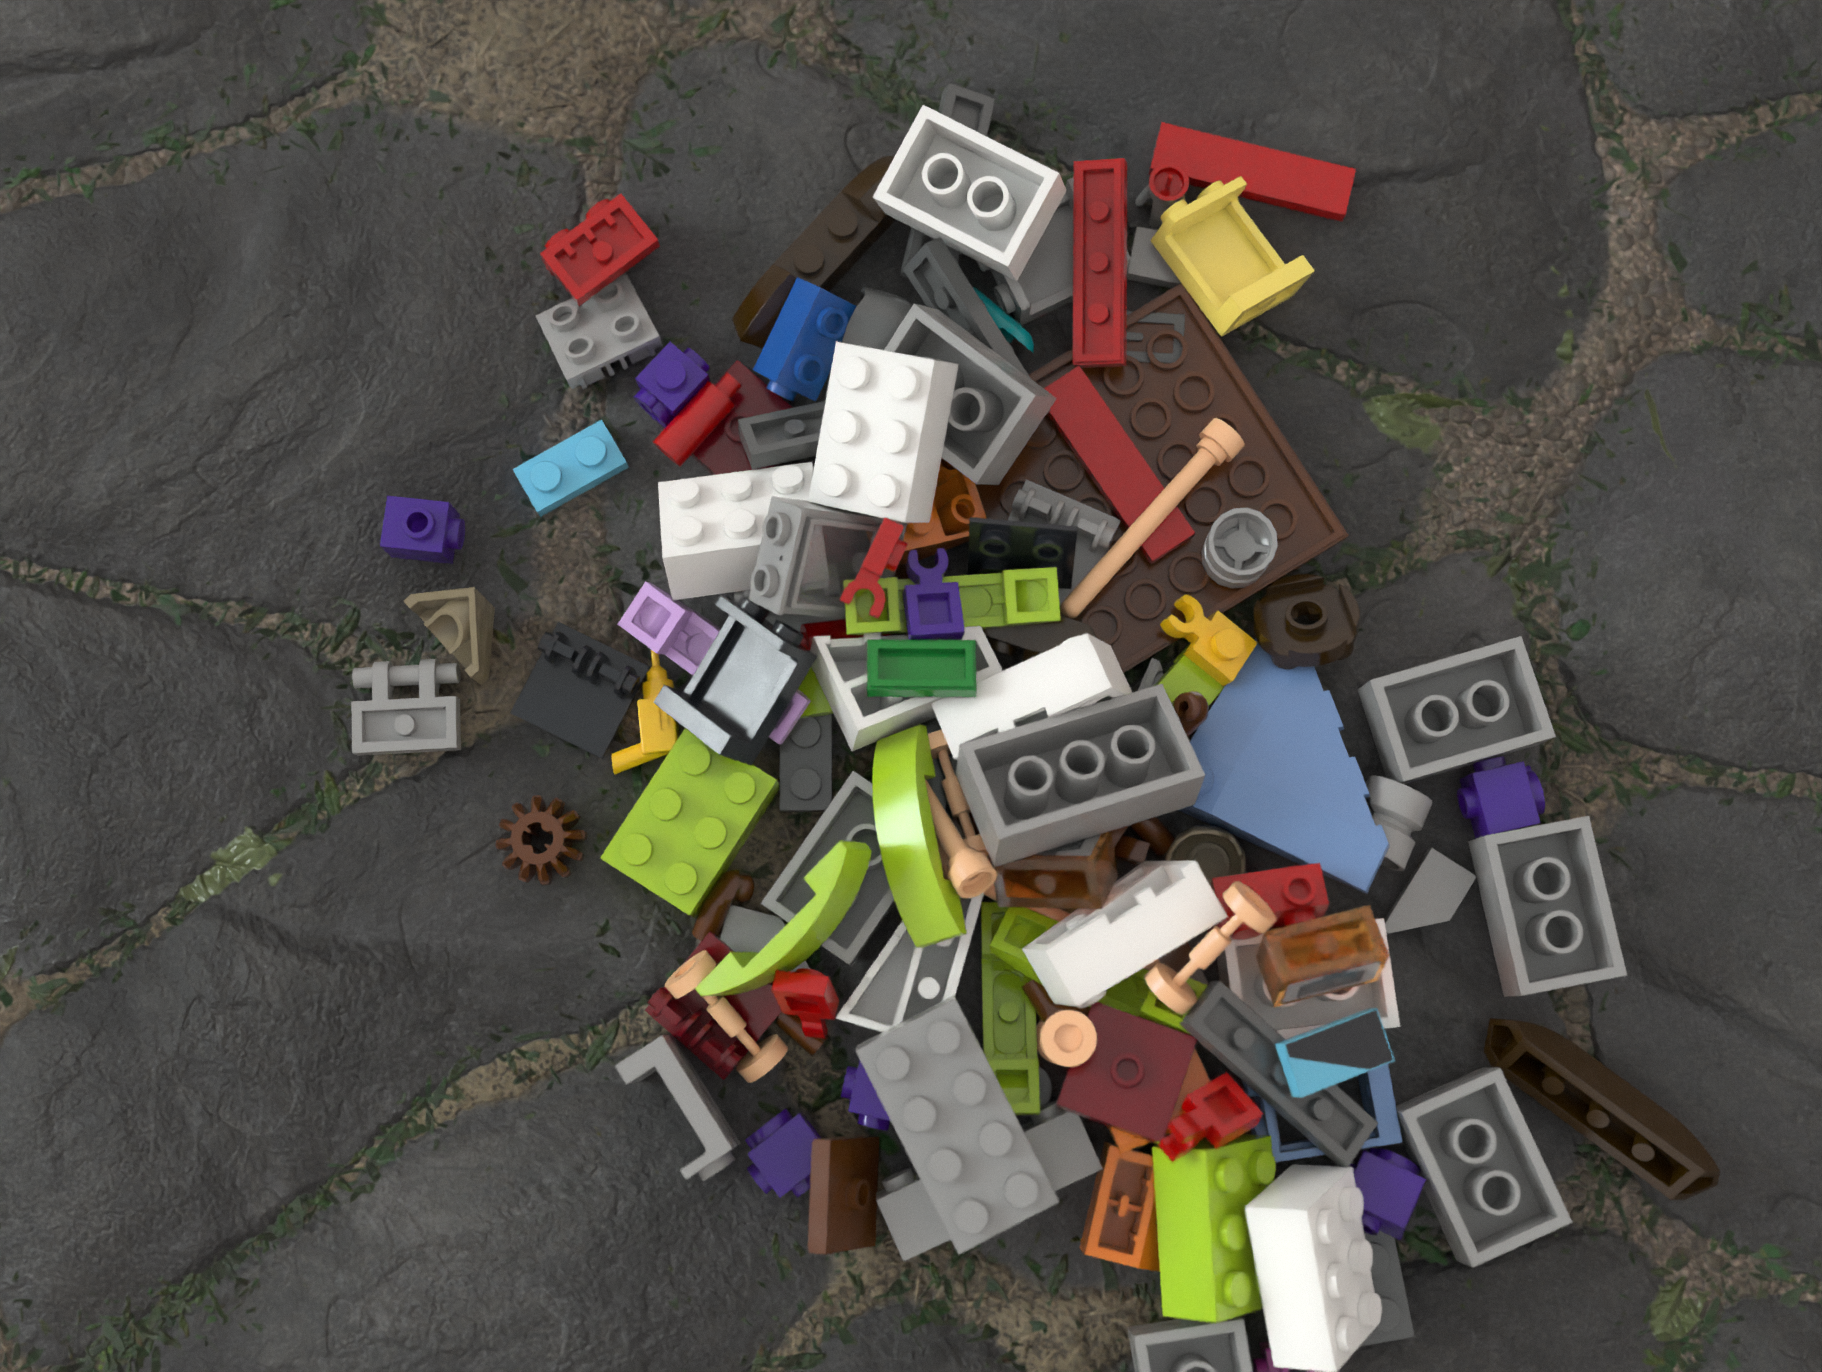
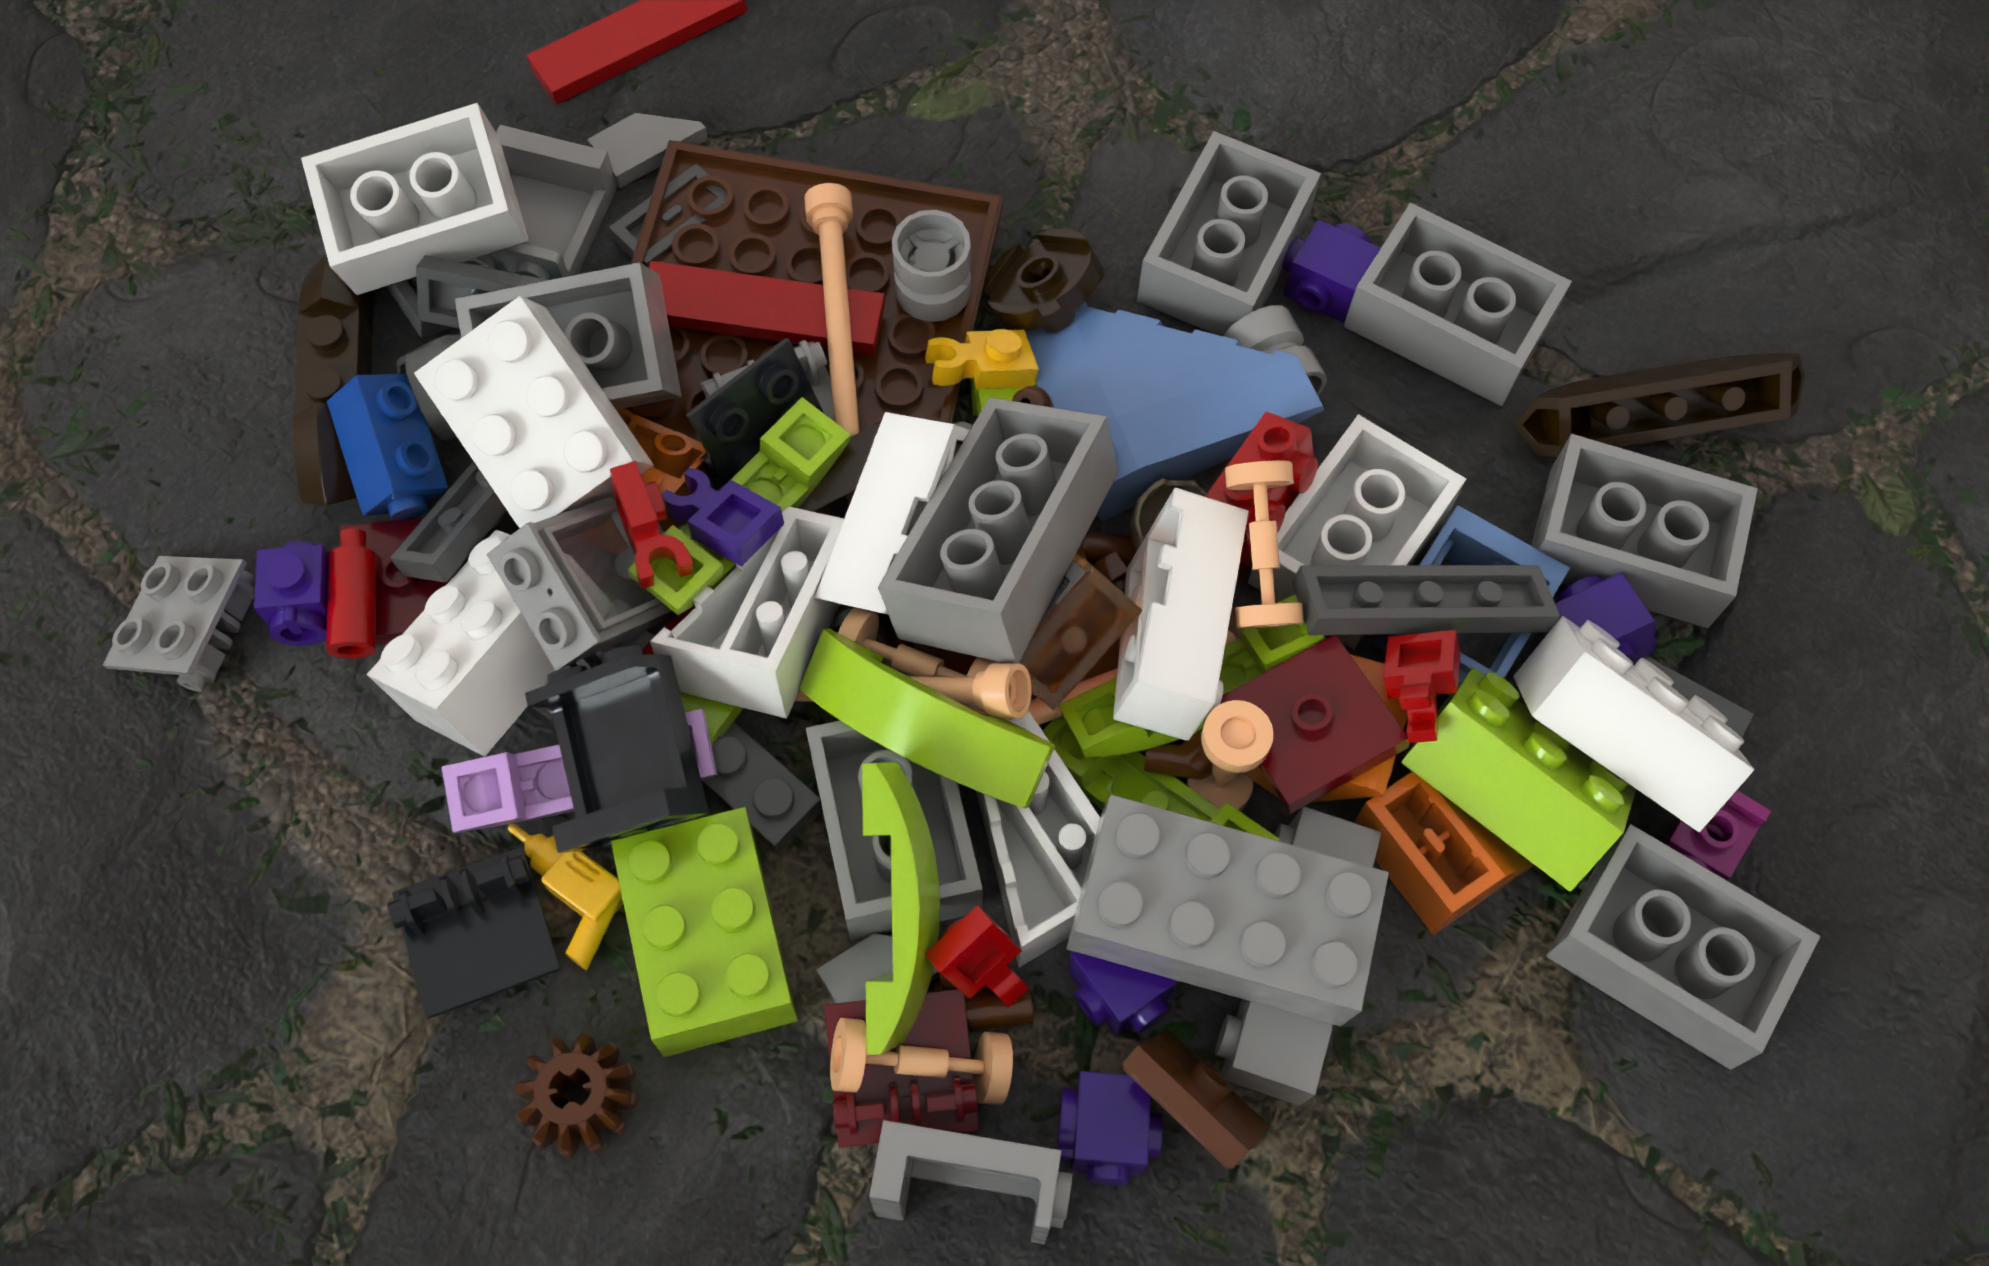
camera: 50 degrees left, 15 degrees down
(409, 723) = (326, 1130): light grey plate -> none
(421, 529) = (165, 935): dark purple brick -> none
(462, 623) = (286, 984): dark tan slope -> none
(570, 468) = (268, 756): medium azure plate -> none
(598, 248) = (108, 547): red bracket -> none
(717, 904) = (808, 987): reddish brown arm -> none
(921, 668) = (774, 572): green tile -> none
(1100, 263) = (586, 173): red tile -> none
(1166, 187) = (583, 84): red piece -> none
(1226, 257) = (684, 98): light yellow panel -> none
(1322, 956) = (1352, 470): clear orange brick -> none
(1334, 1052) = (1447, 538): tile -> none
(1430, 893) = (1361, 381): light grey tile -> none

